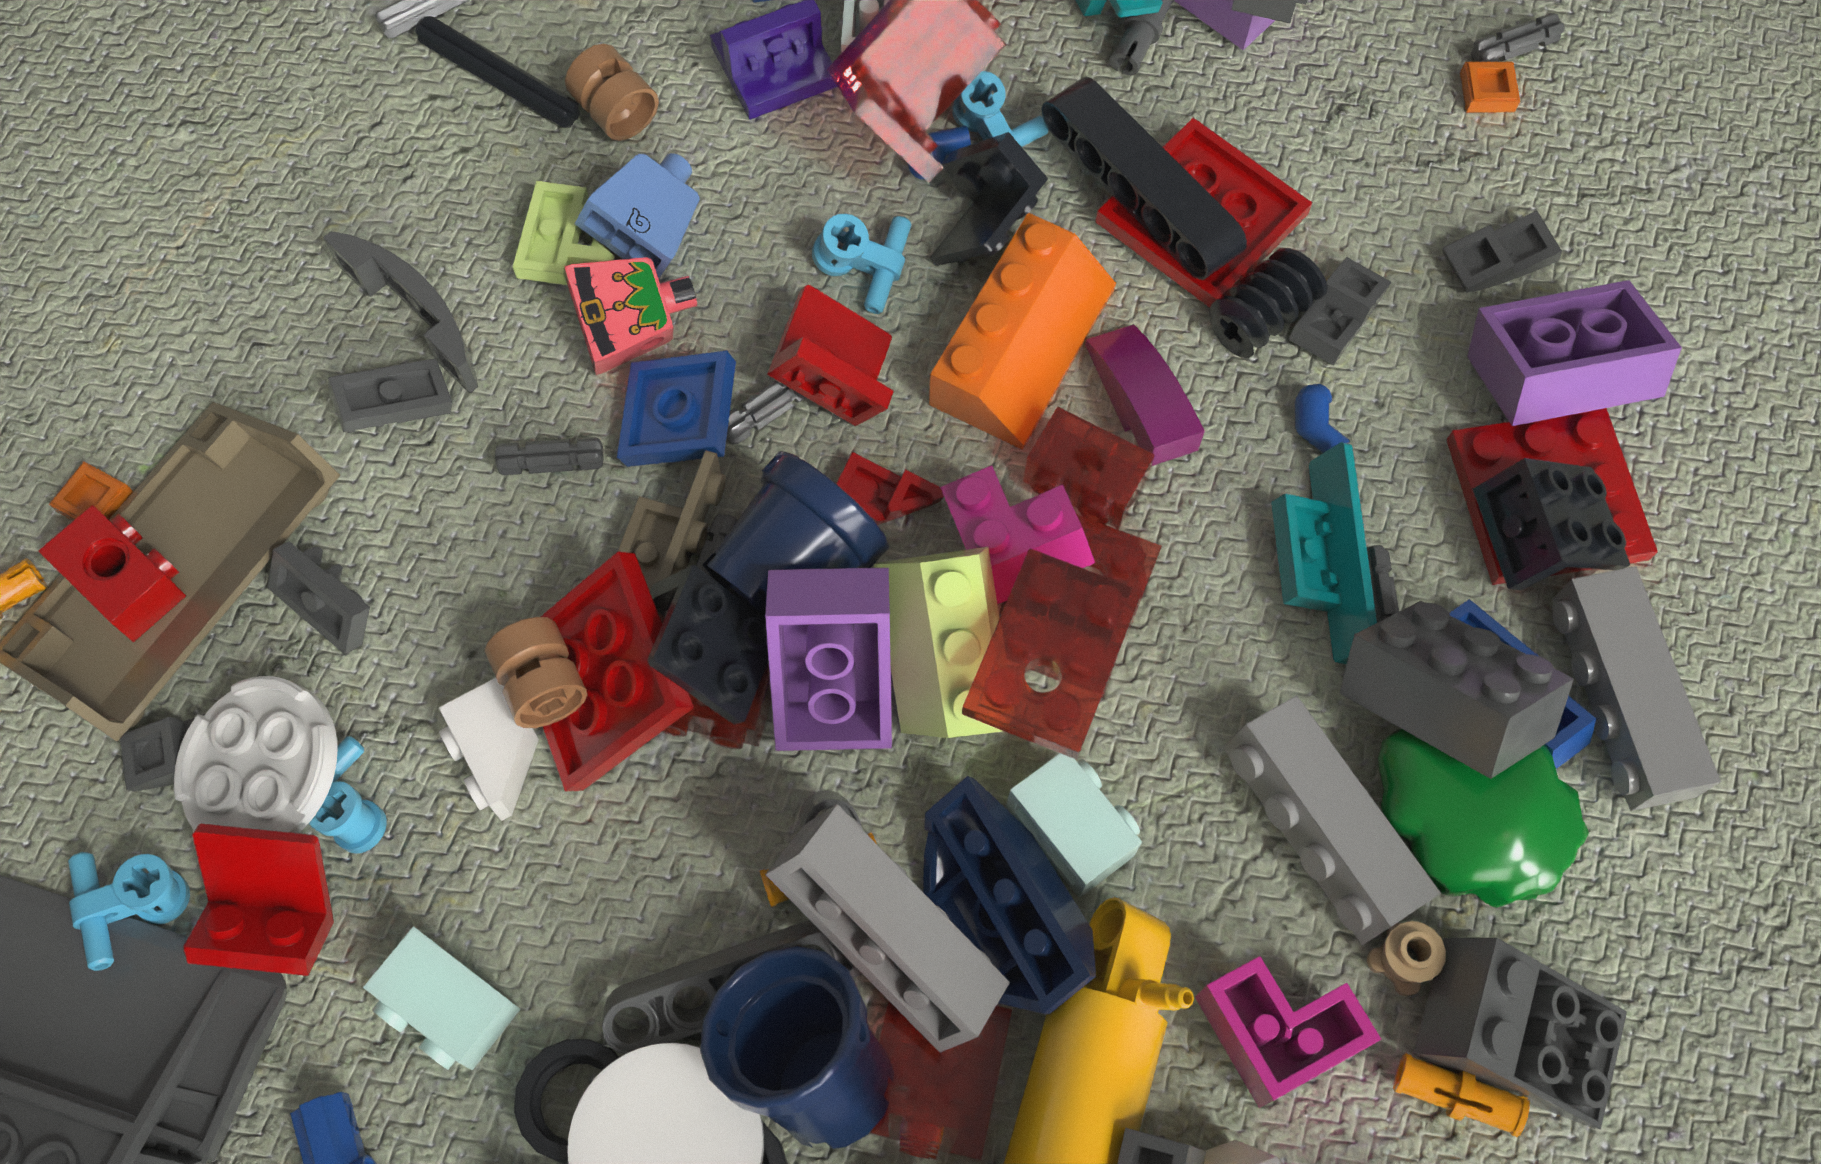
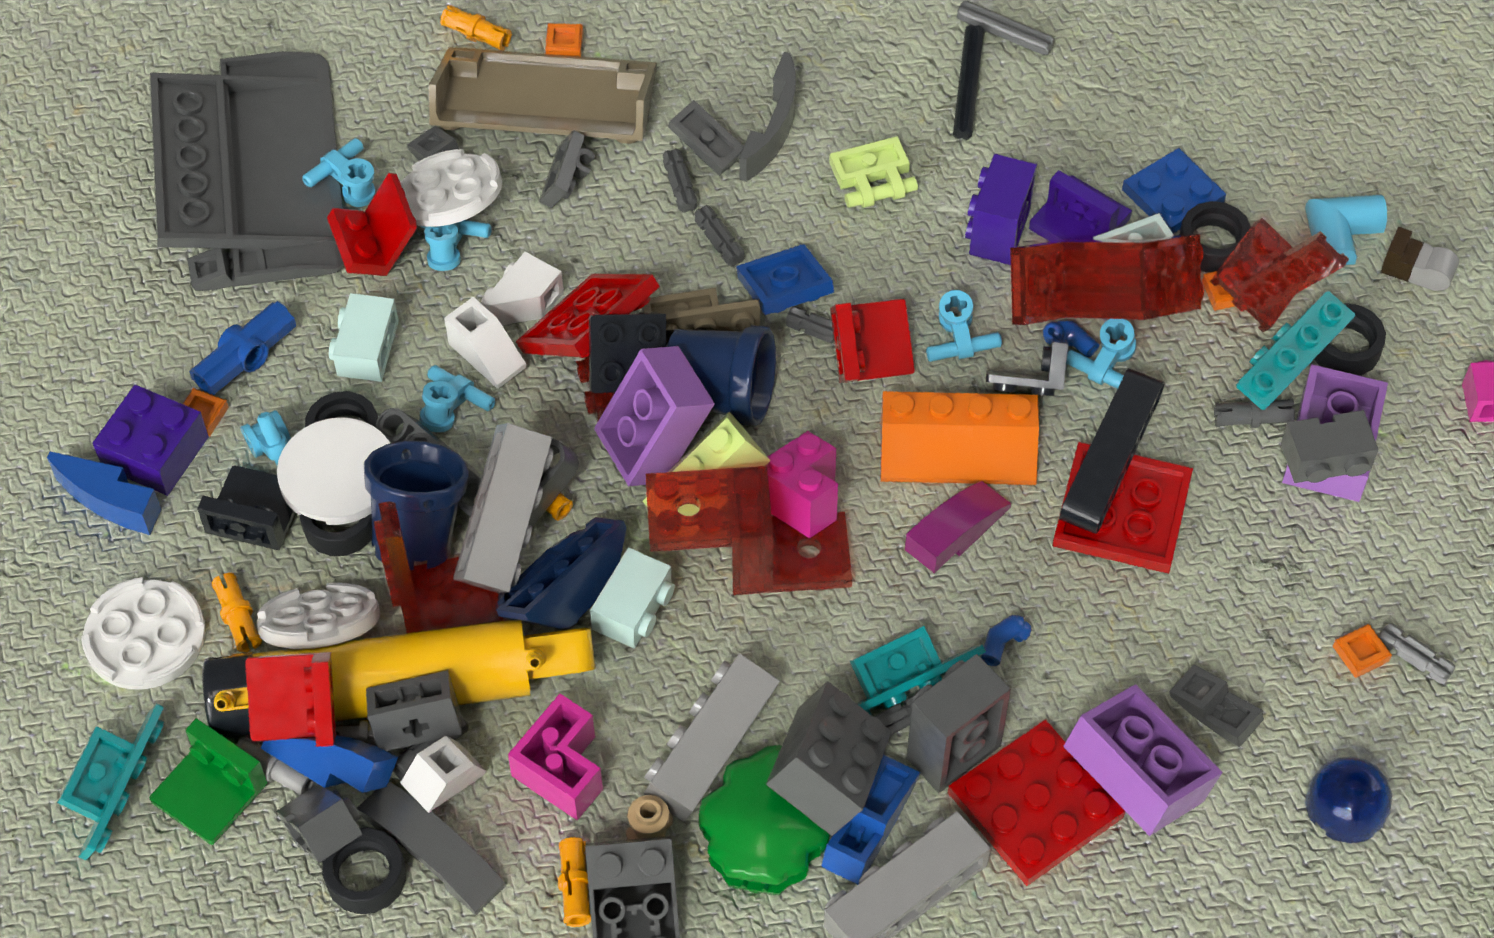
camera: 65 degrees right, 10 degrees down
(90, 552) = (521, 70): red brick -> none
(429, 462) = (680, 180): none -> dark grey axle
(535, 672) = (566, 281): medium nougat wheel -> none
(553, 833) = (483, 342): none -> white slope
(611, 92) = (987, 135): medium nougat wheel -> none
(615, 932) = (445, 395): none -> medium azure piece
(625, 308) = (834, 221): torso -> none
(642, 209) = (909, 197): medium blue torso -> none
(730, 119) = (1000, 208): none -> dark purple brick
(884, 493) = (797, 408): red slope -> none
(1075, 445) = (880, 514): clear red brick -> none
(1266, 301) = (1071, 567): black piece -> none
(1341, 313) = (1105, 623): dark grey slope -> none
(1466, 515) = (957, 722): none -> dark grey brick
(1549, 520) = (1001, 792): black bracket -> none
(1674, 187) = (1349, 799): none -> clear blue cylinder

